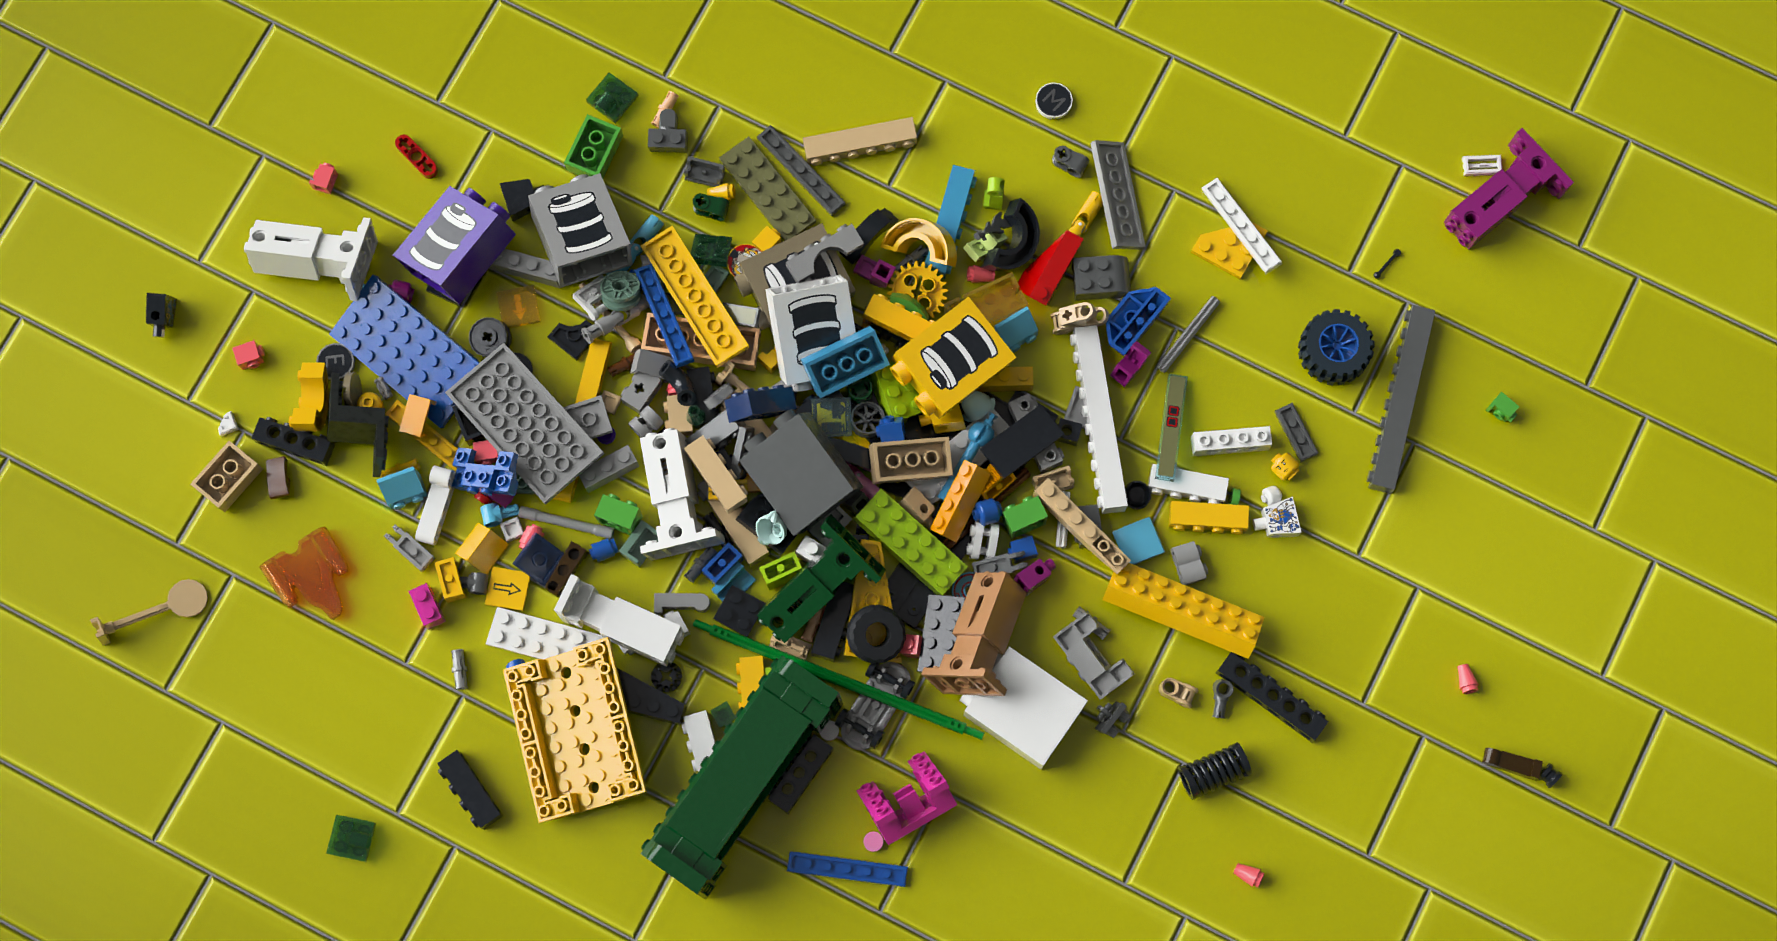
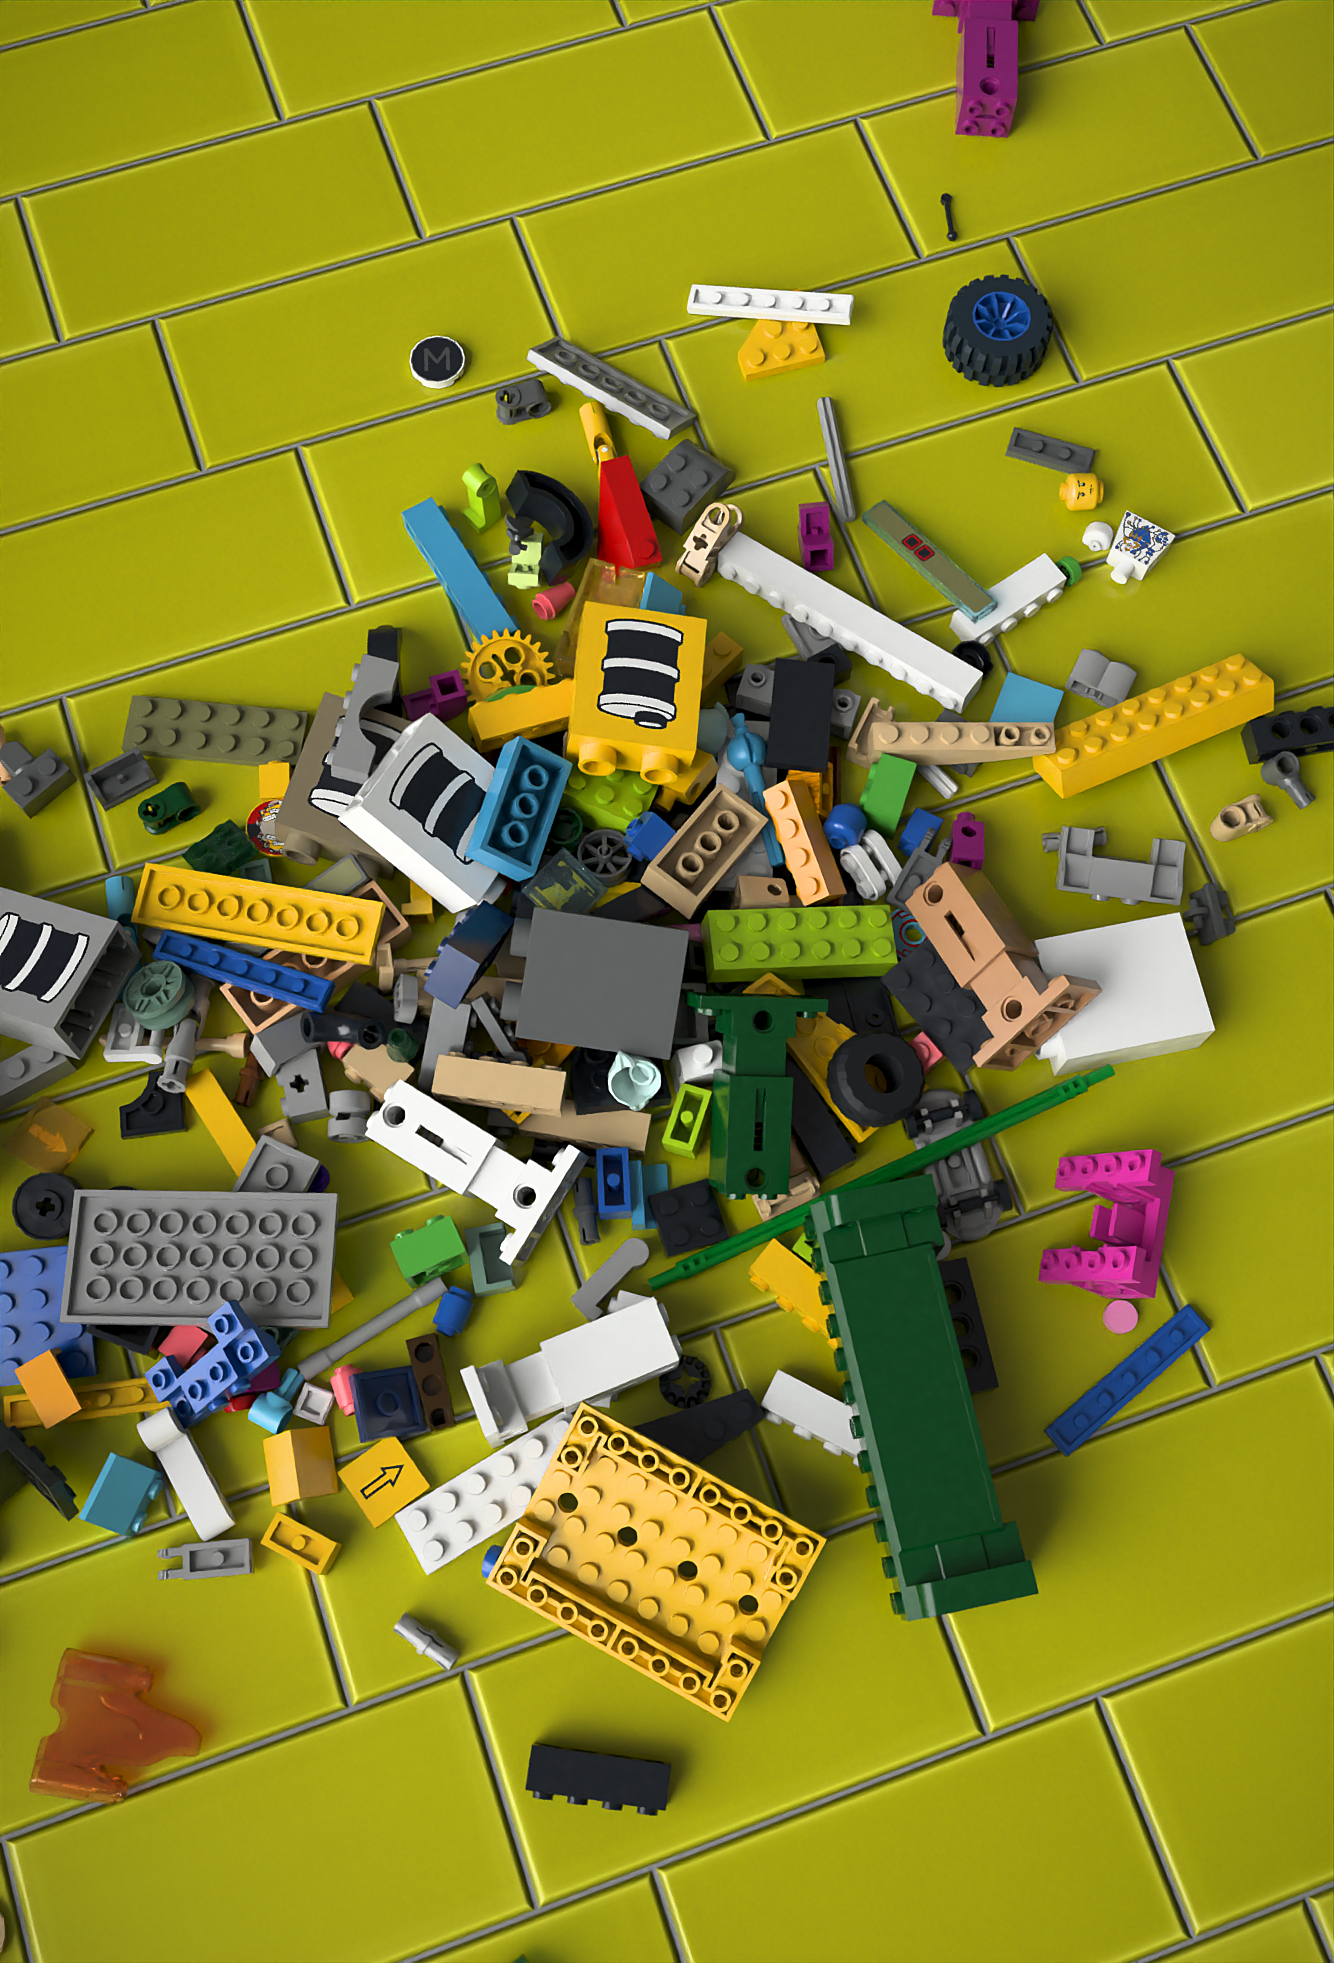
camera: 50 degrees left, 5 degrees down
(399, 467) = (92, 1475): yellow pin -> none
(427, 606) = (305, 1607): dark pink brick -> none
(475, 583) = (337, 1514): dark grey axle -> none
(608, 469) = (360, 1212): light grey brick -> none
(723, 715) = (803, 1355): clear green plate -> none
(725, 191) = (164, 777): yellow cone -> none
(801, 170) = (233, 677): dark grey tile -> none
(860, 141) = (268, 586): tan brick -> none
(916, 255) = (462, 643): dark grey axle -> none
(937, 238) = (442, 604): yellow brick -> none
(1134, 317) = (767, 486): blue wedge -> none
(1208, 517) = (1065, 614): yellow brick -> none
(1231, 441) = (1001, 518): white brick -> none
(1401, 399) = (1114, 325): dark grey brick -> none
(1466, 166) = (935, 52): white tile -> none
(1503, 408) = (1214, 243): bright green brick -> none

